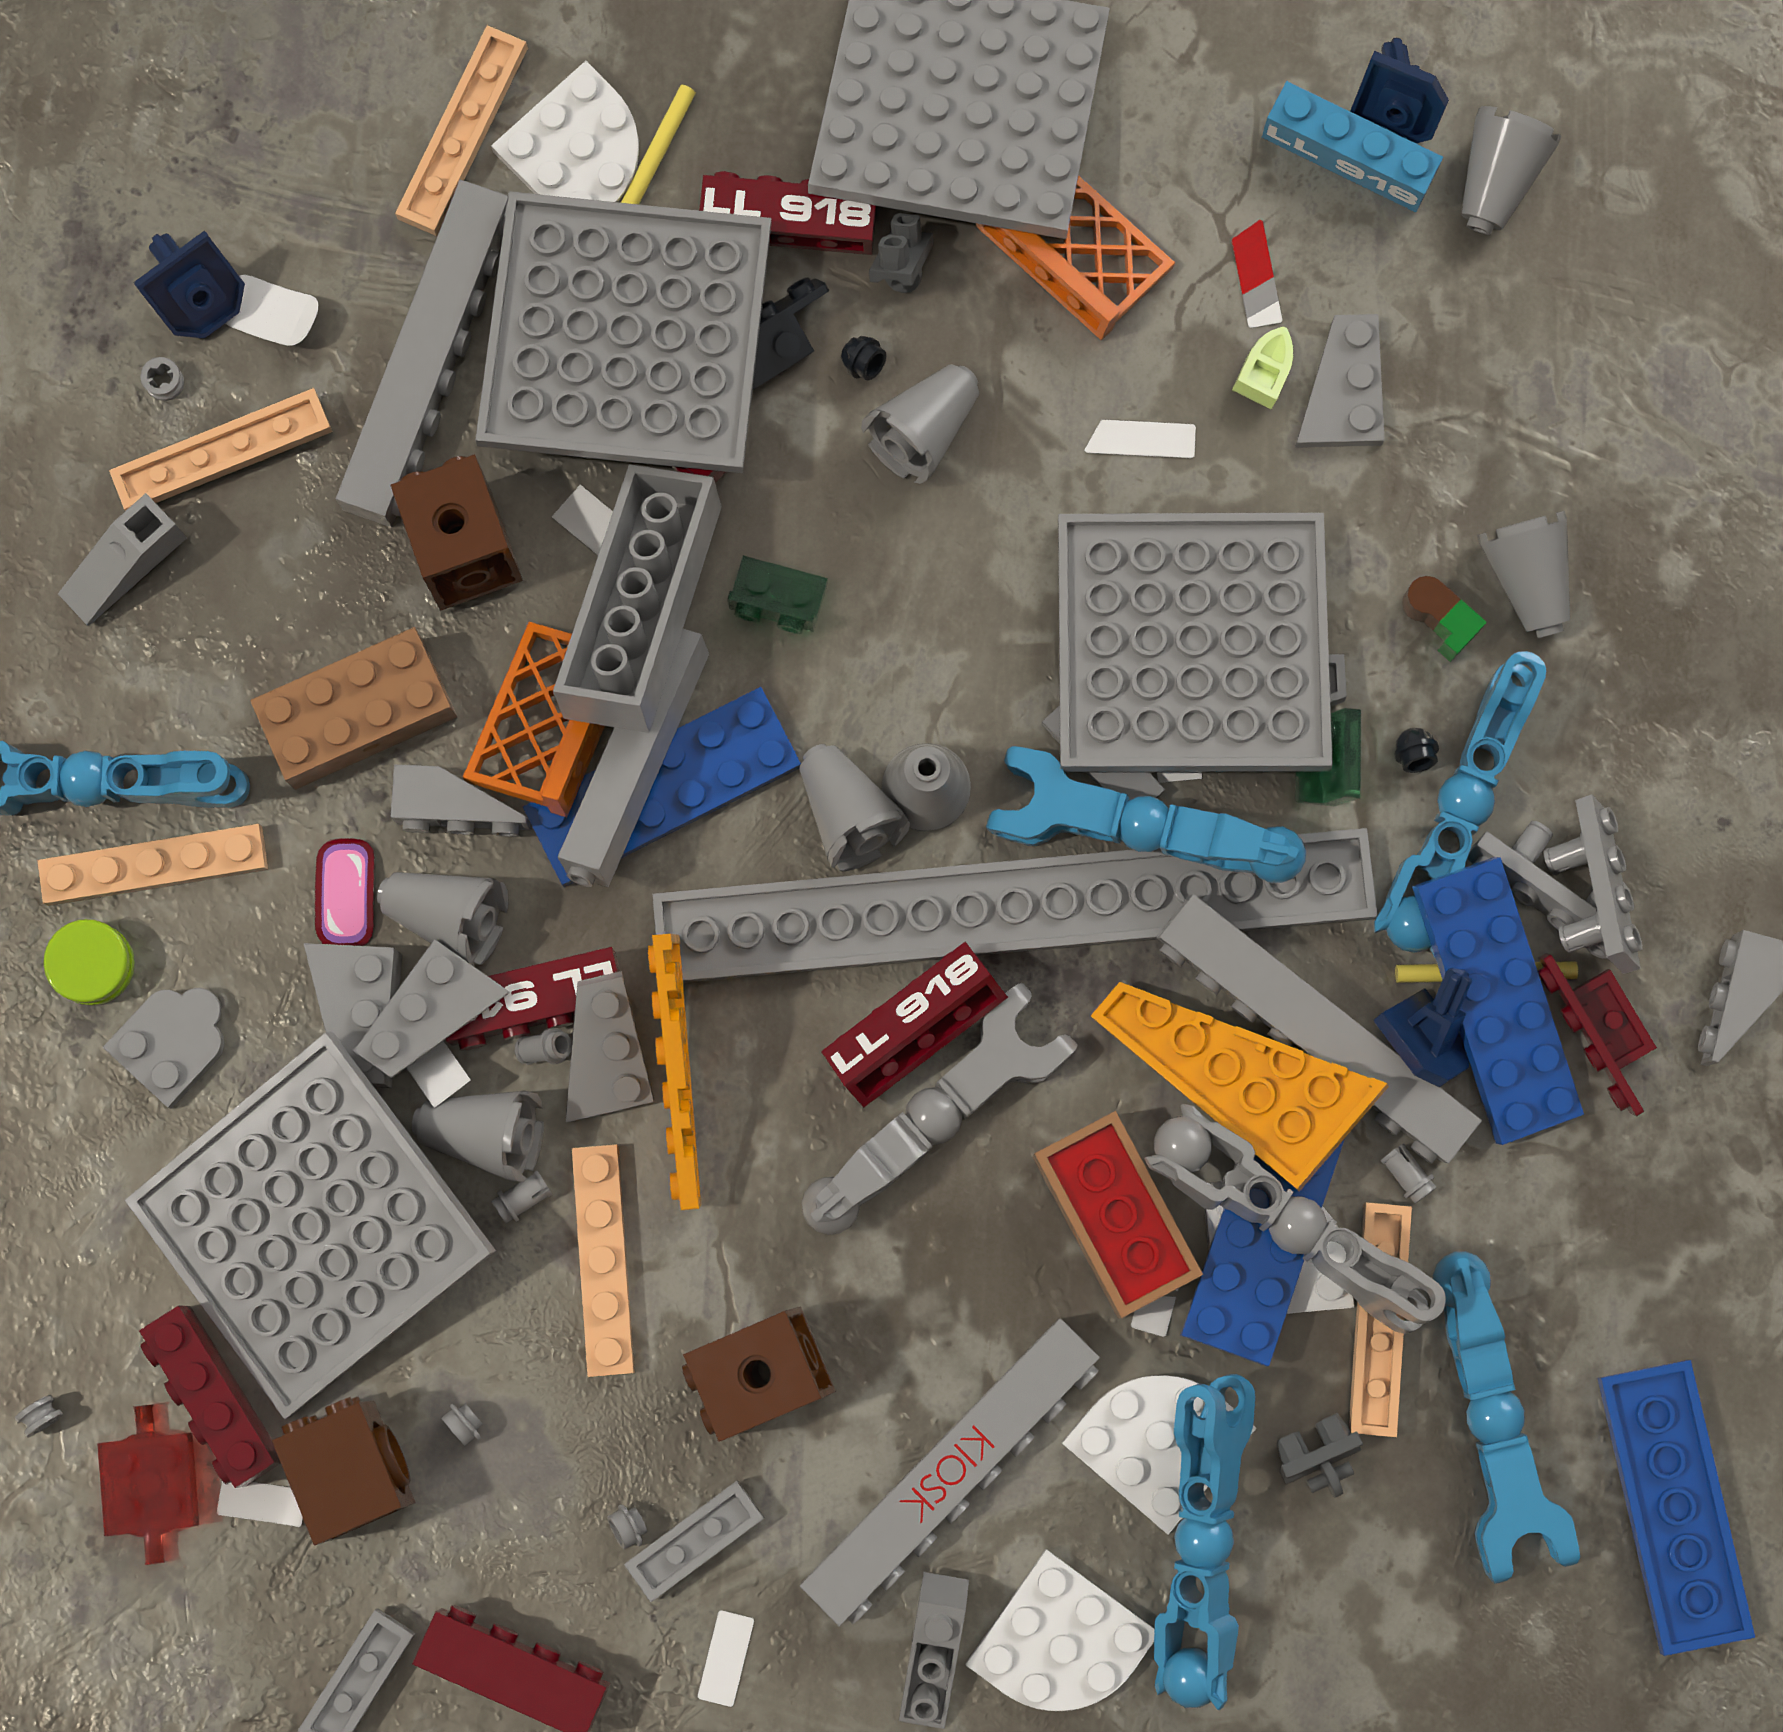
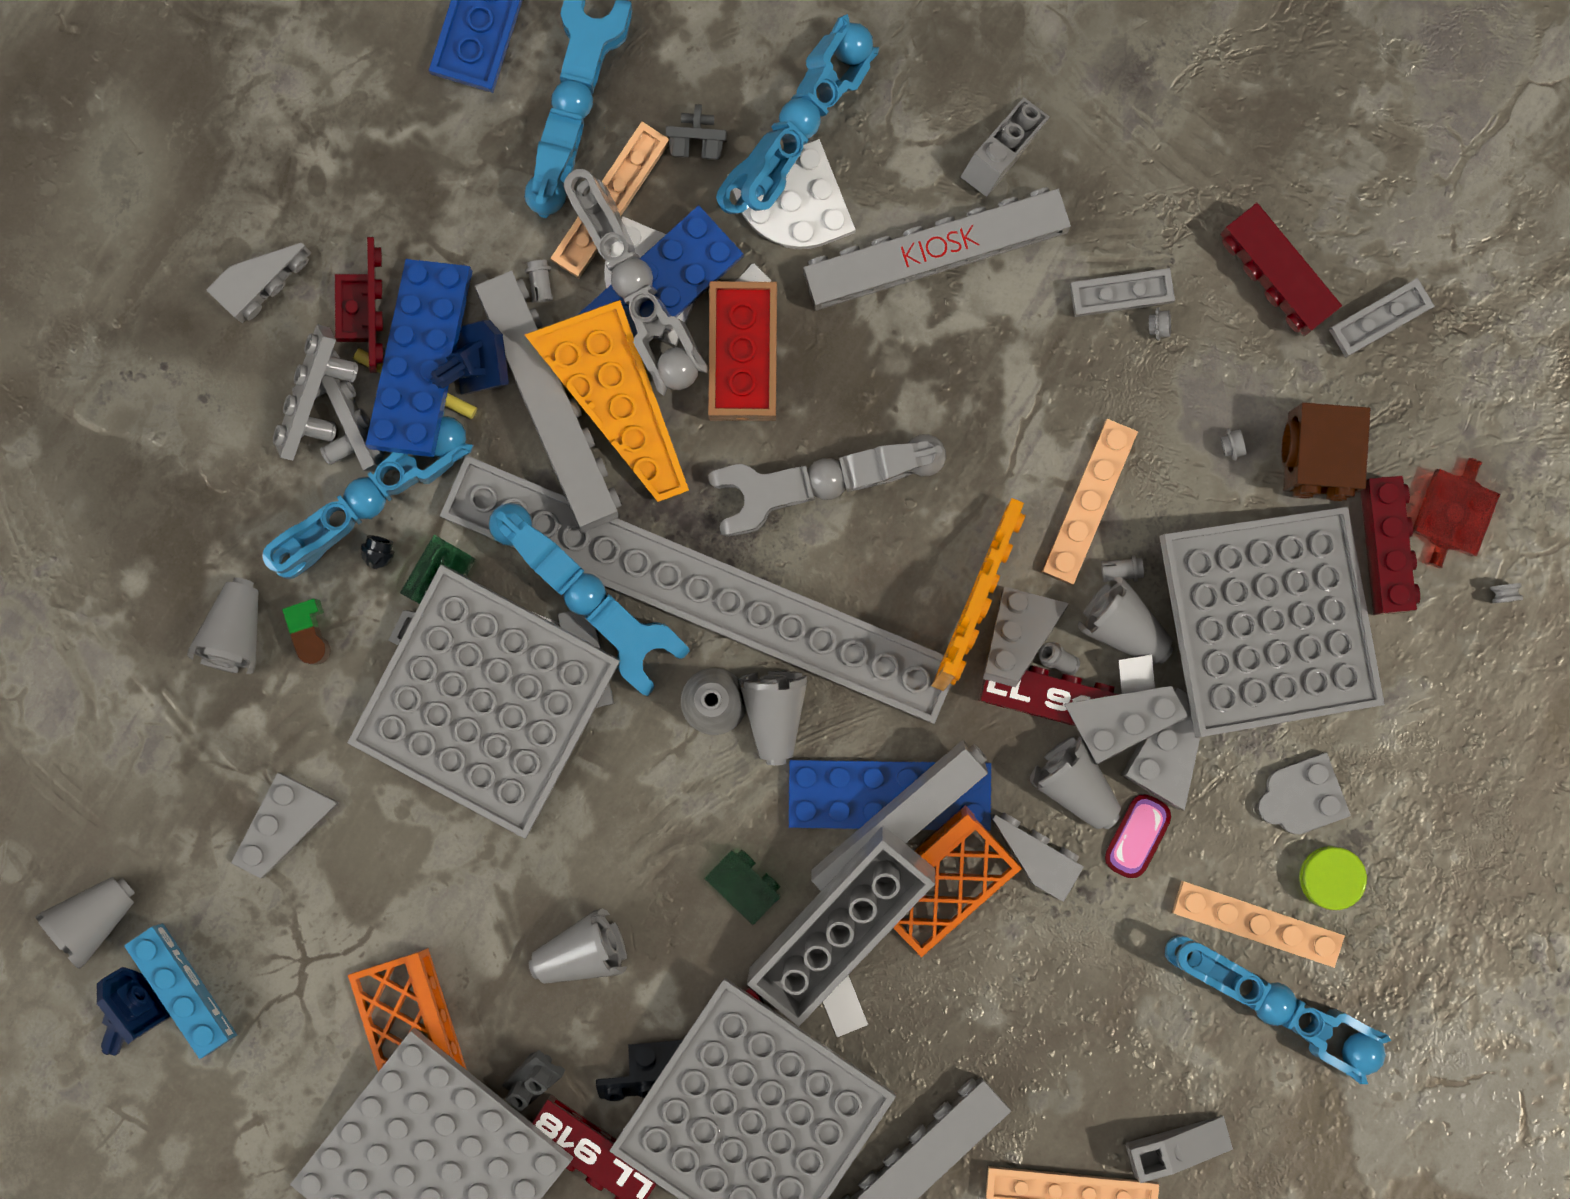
camera: 150 degrees left, 5 degrees up
(260, 1503) = (1389, 464): white sticker -> none
(353, 708) = (1070, 958): medium nougat brick -> none
(456, 532) = (946, 1062): reddish brown brick -> none
(725, 1658) = (1138, 212): white sticker -> none
(730, 1379) = (1048, 367): reddish brown brick -> none
(863, 357) = (597, 1021): black plate -> none
(914, 1024) = (808, 543): dark red brick -> none
(1060, 1641) = (922, 111): white plate -> none
(1143, 439) = (438, 863): white sticker -> none
(1256, 276) = (297, 936): sticker -> none
(1266, 368) = (327, 865): yellowish green plate -> none

